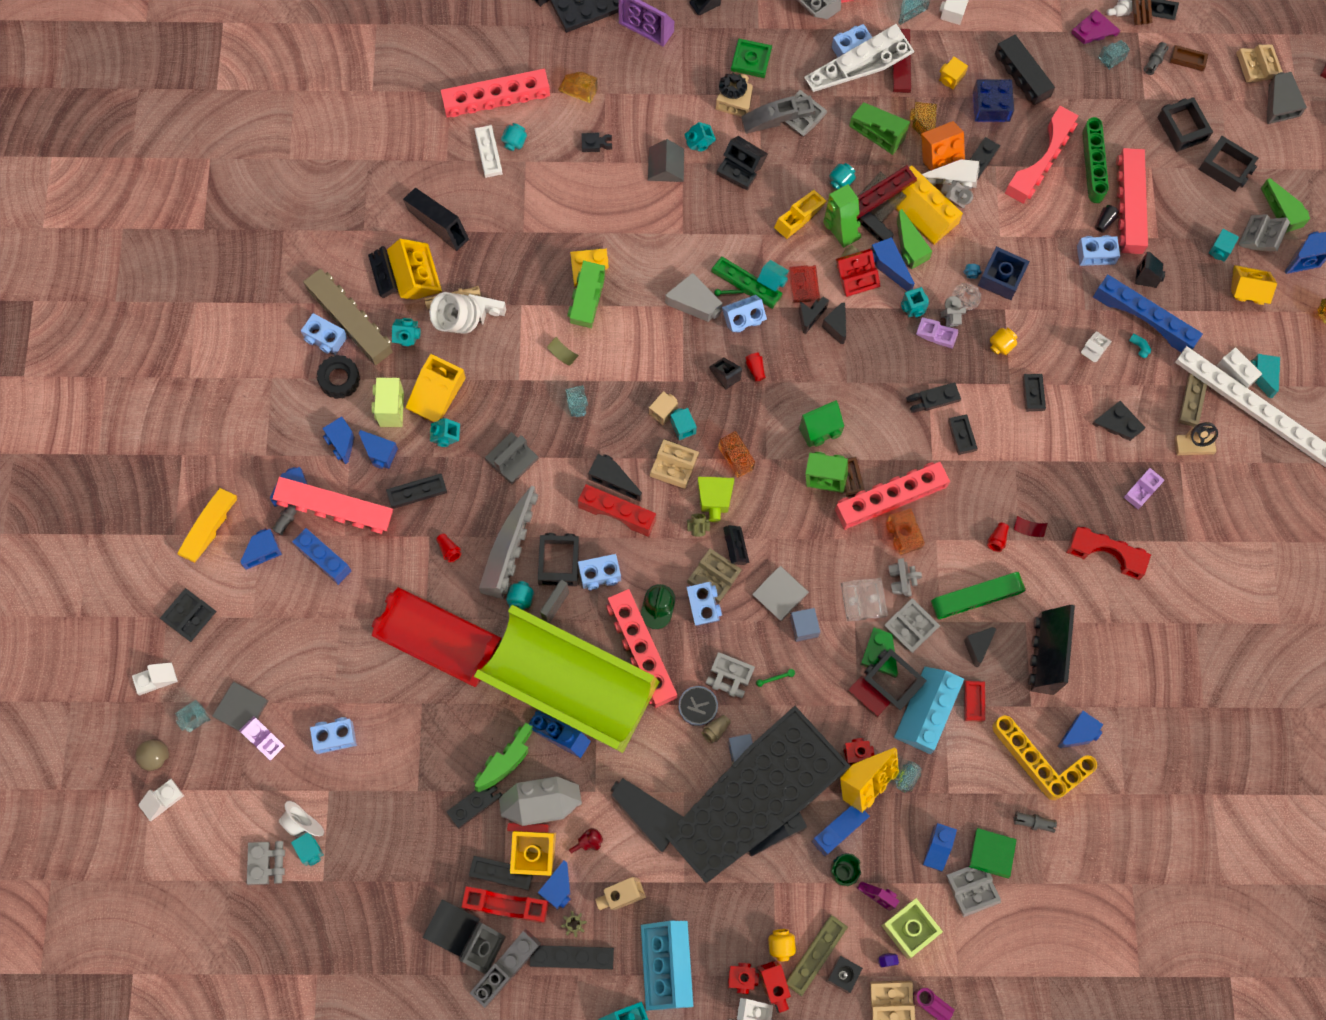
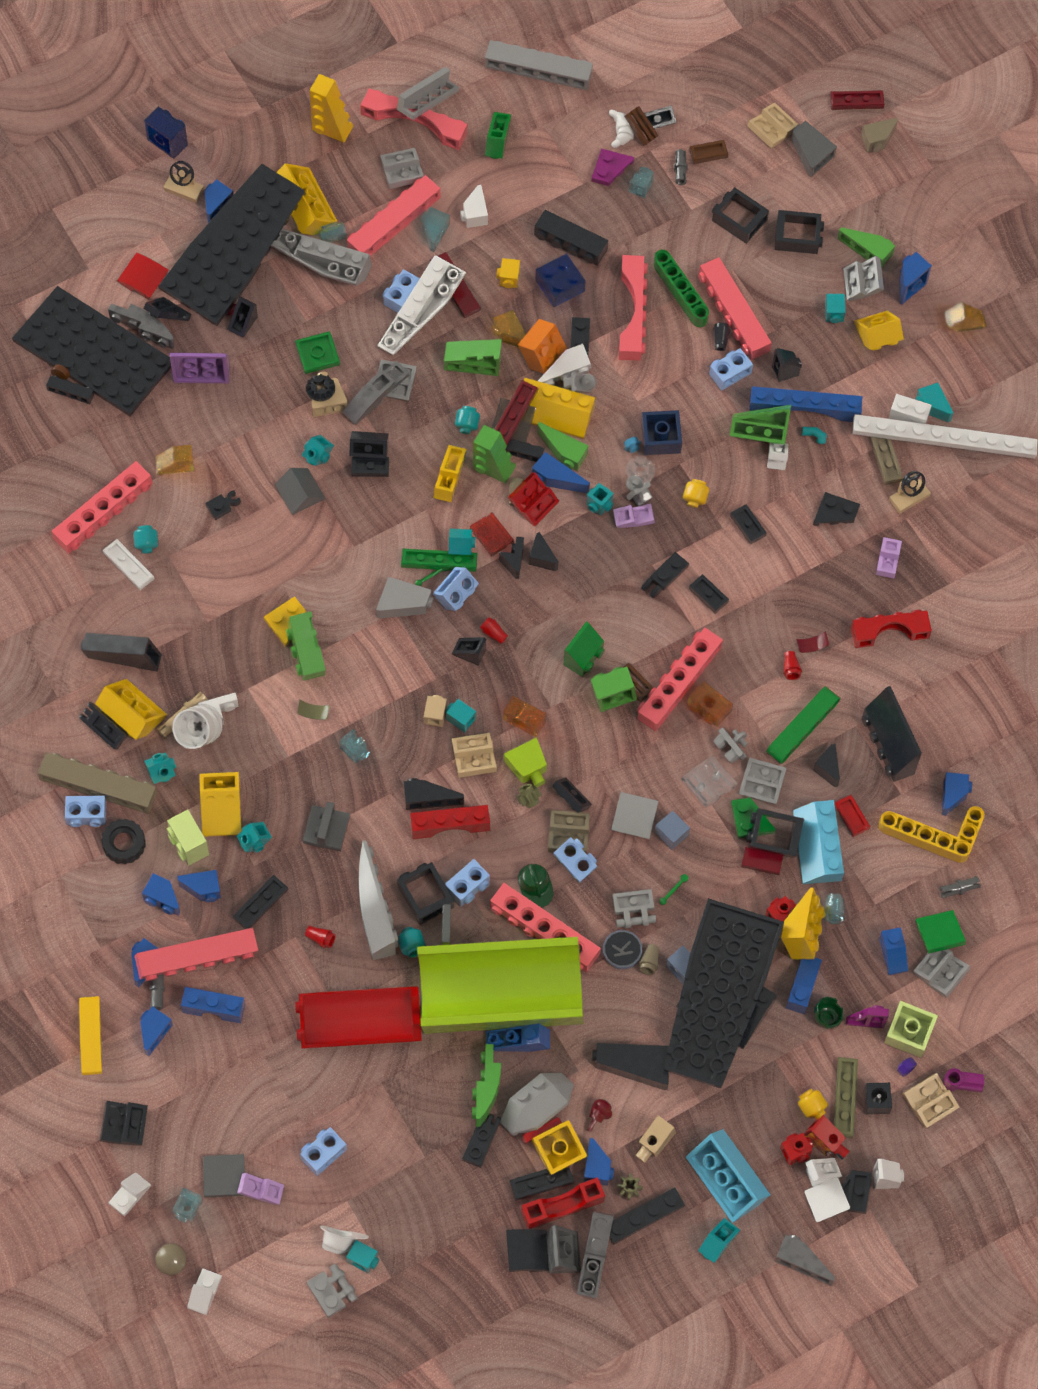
camera: 30 degrees left, 5 degrees down
(1097, 312) = (762, 424): none -> bright green wedge

